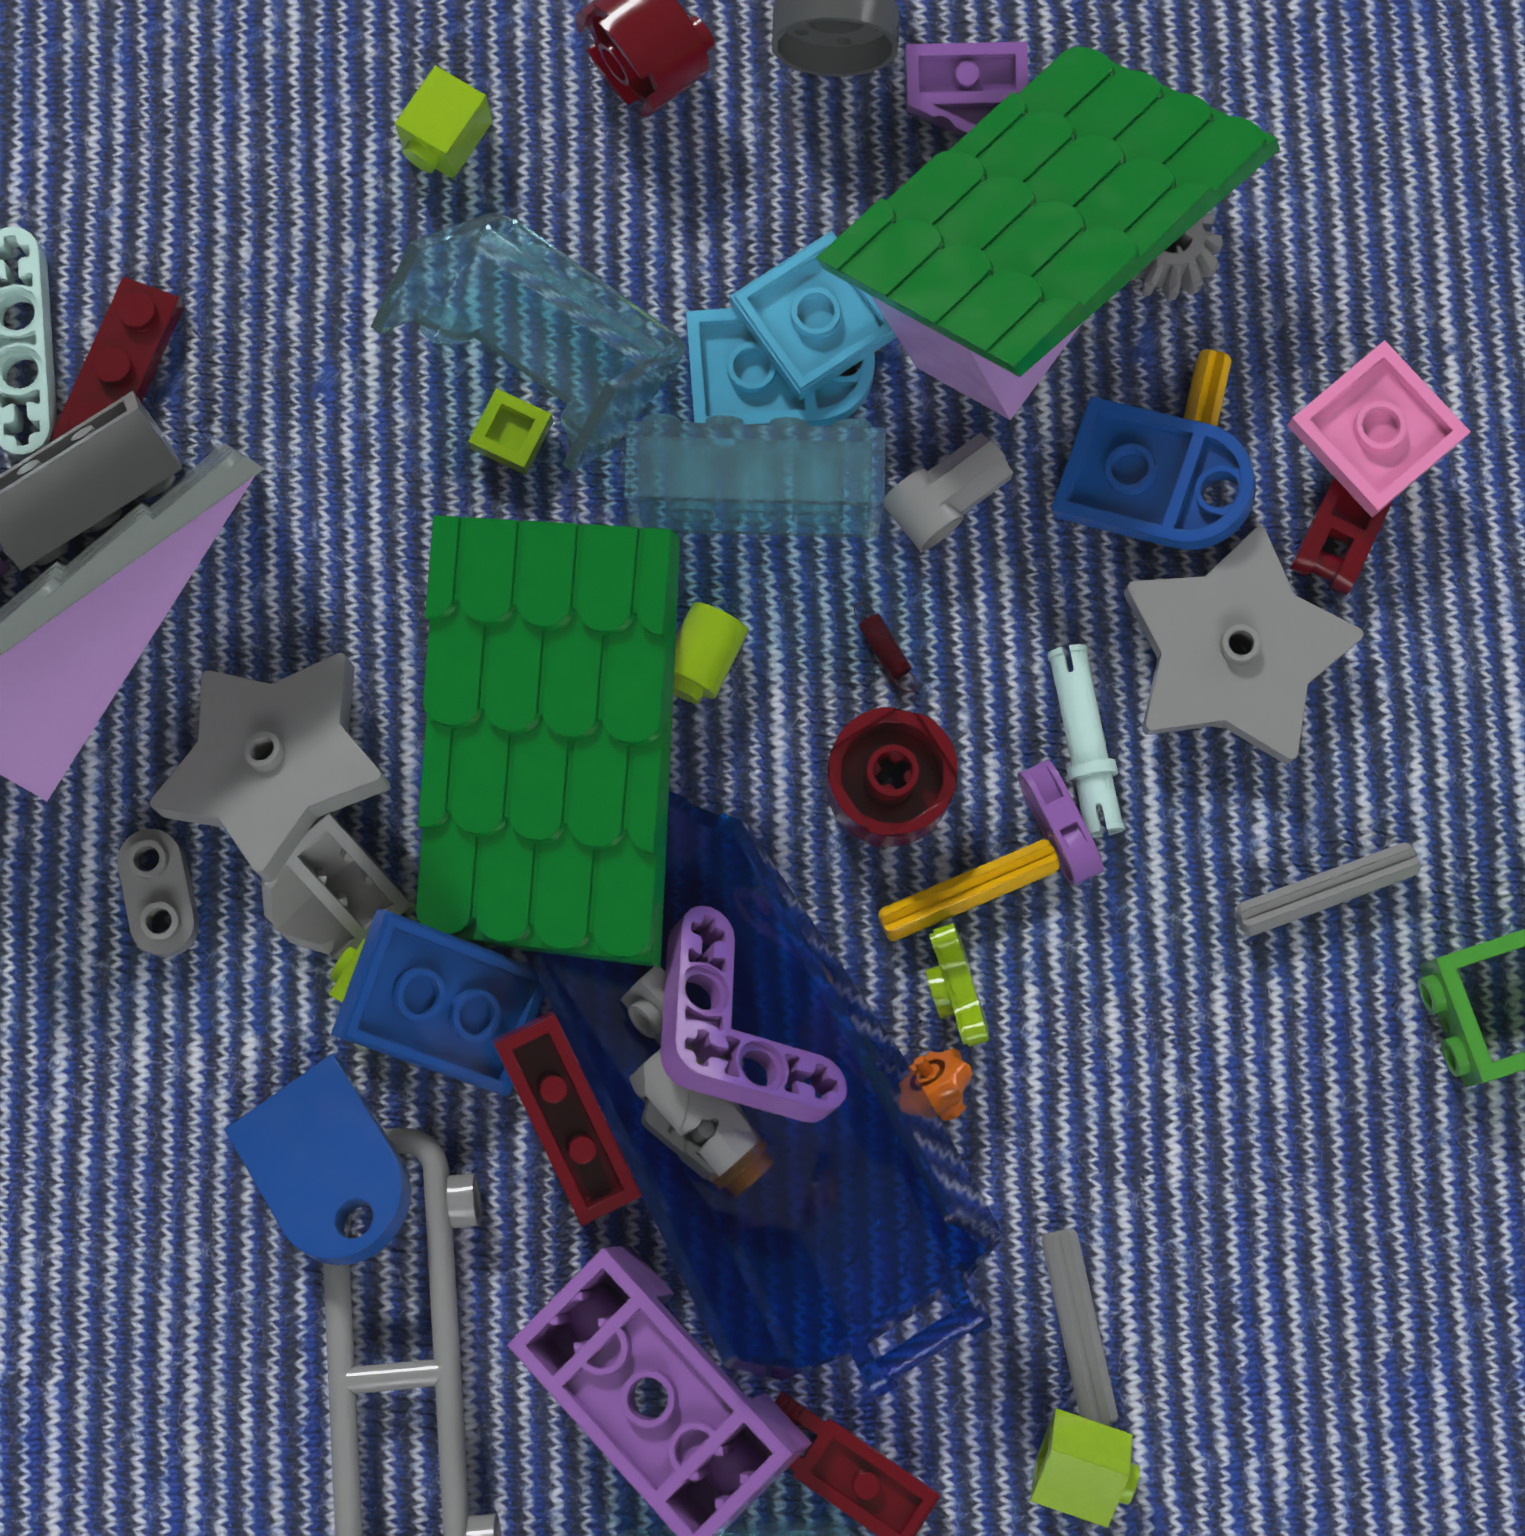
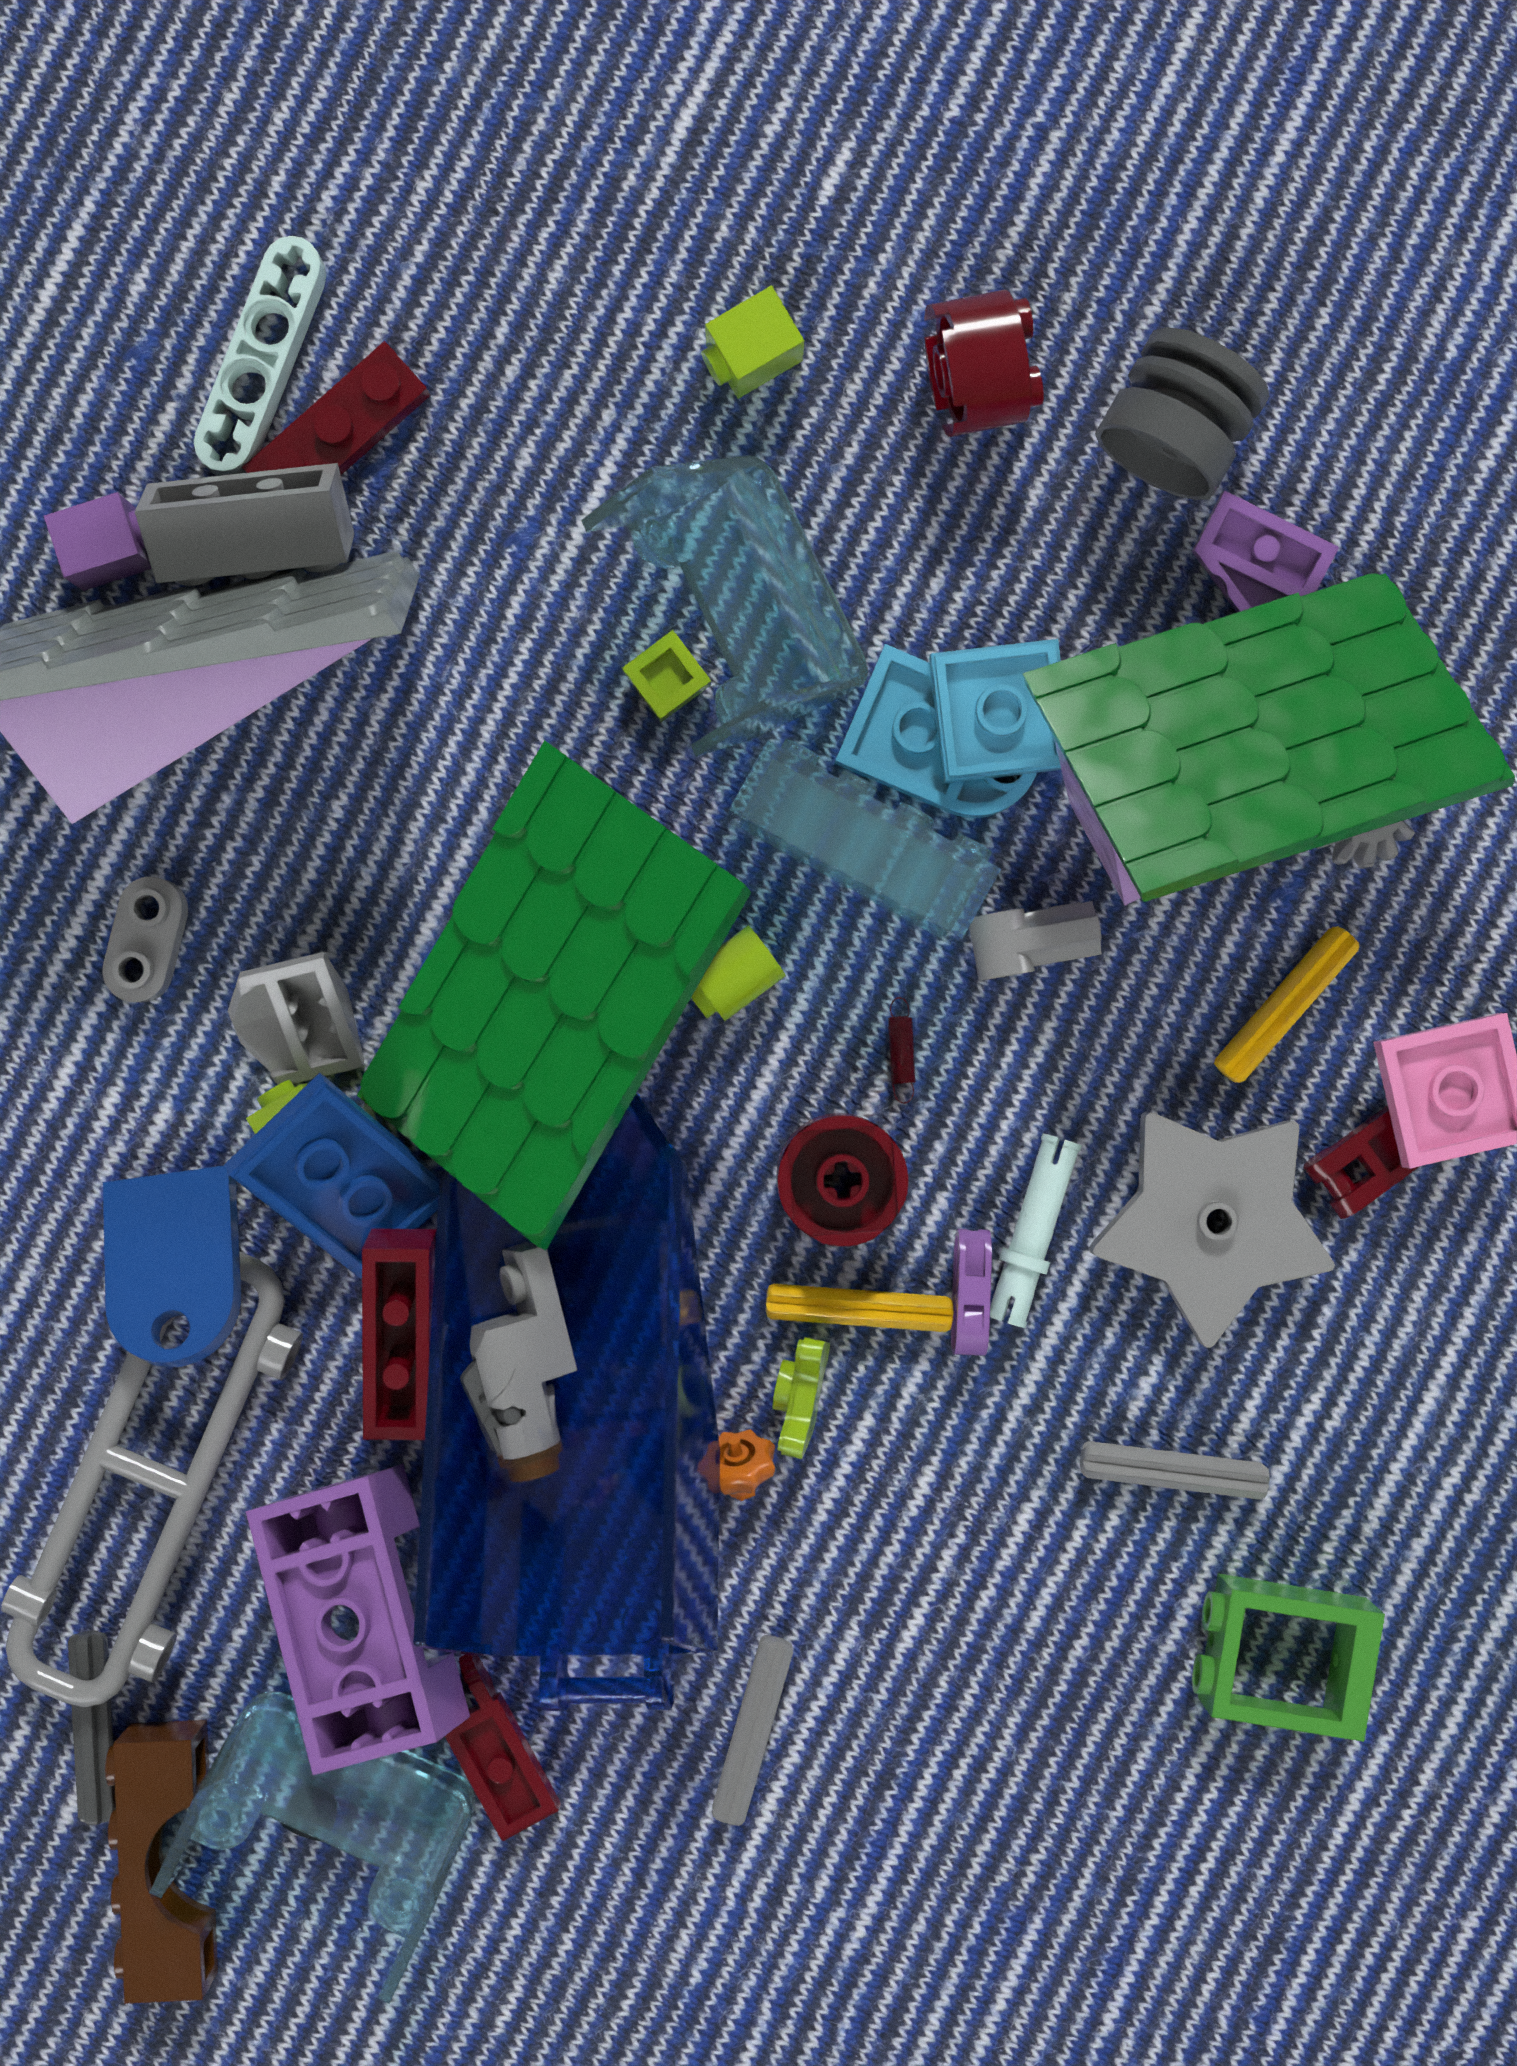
camera: 25 degrees right, 10 degrees up
(271, 760) = (298, 880): light grey plate -> none
(712, 1033) = (559, 1332): medium lavender beam -> none
(1084, 1468) = (690, 1853): lime brick -> none
(1149, 477) = (1223, 1020): blue tile -> none

